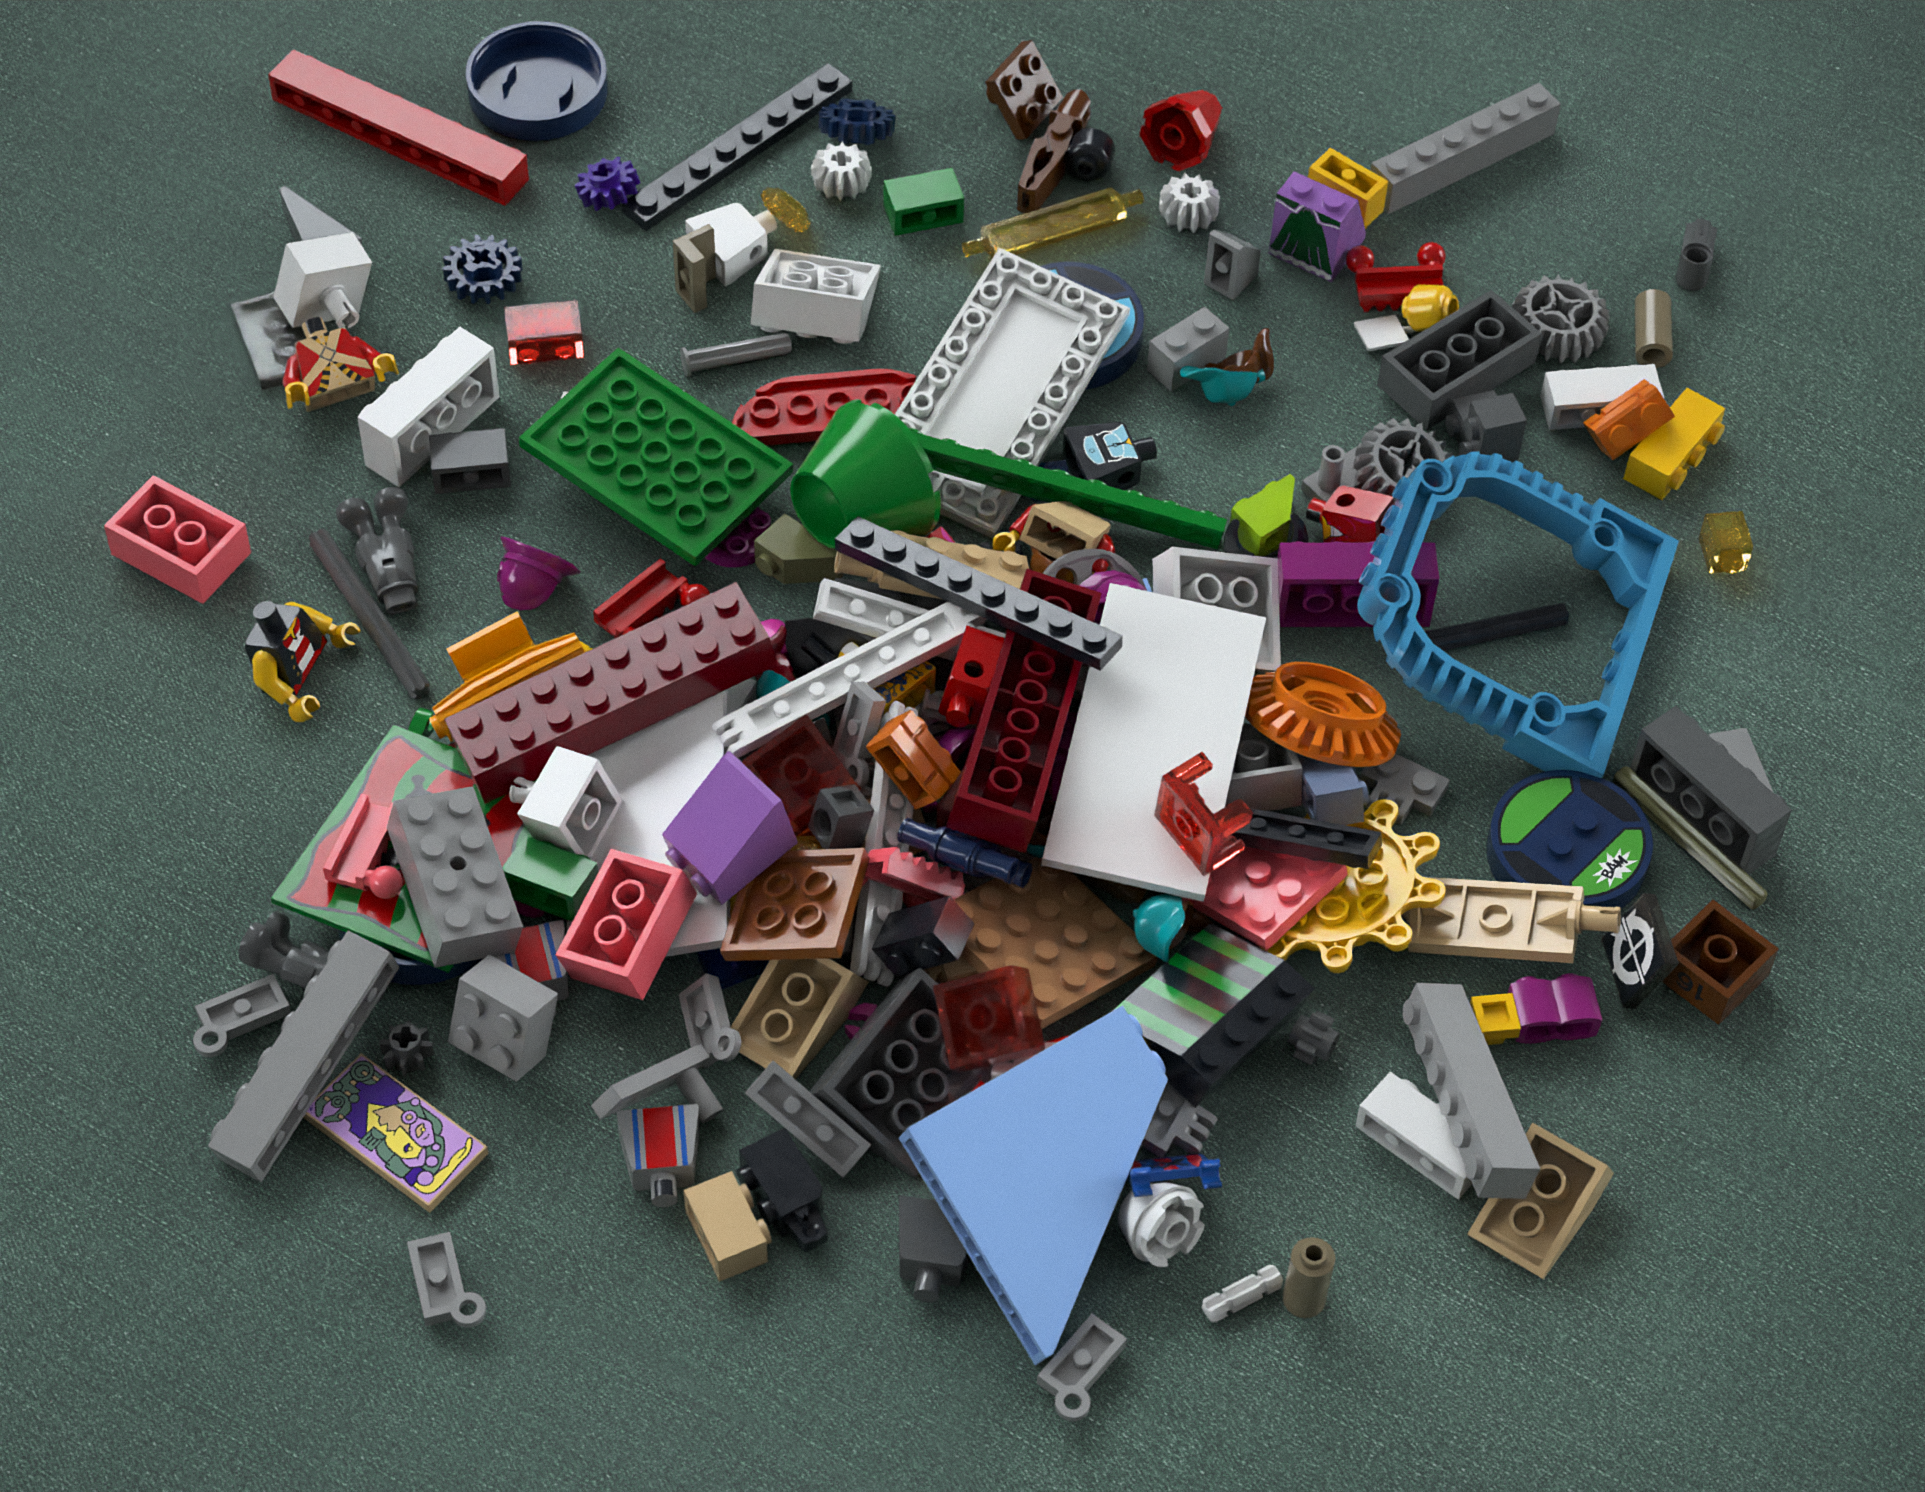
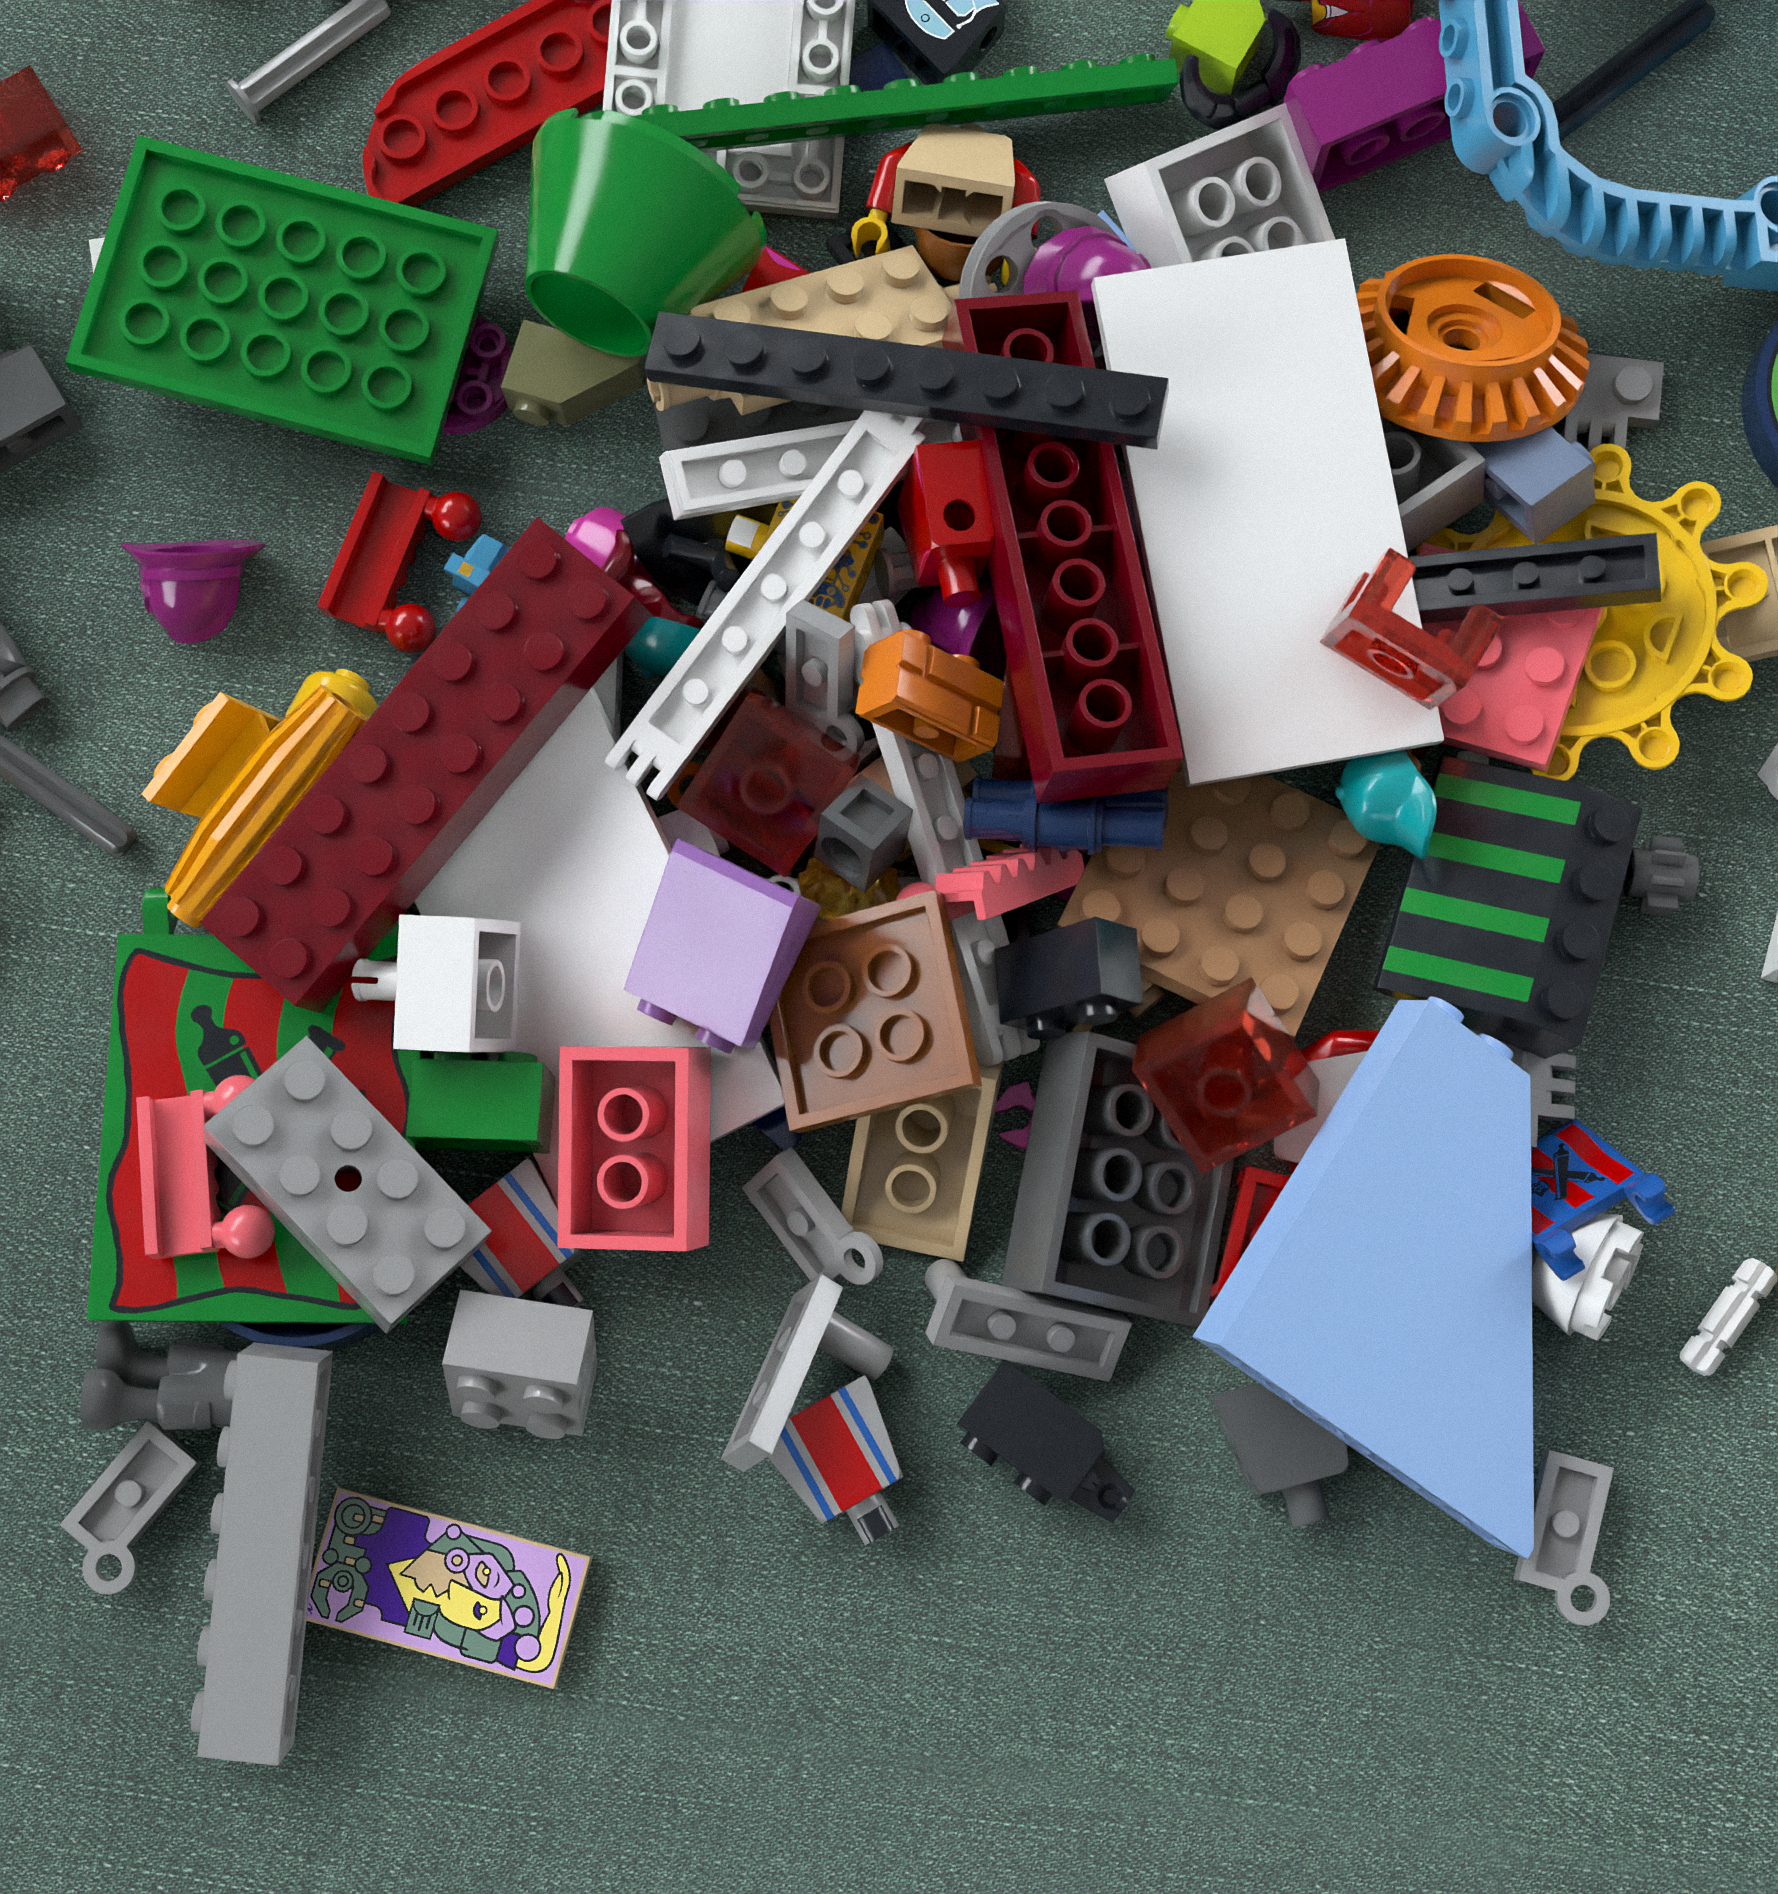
camera: 20 degrees left, 25 degrees up
(406, 1048) = (384, 1444): dark grey gear -> none
(440, 1282) = (630, 1802): light grey hinge -> none
(726, 1225) = (987, 1535): tan brick -> none

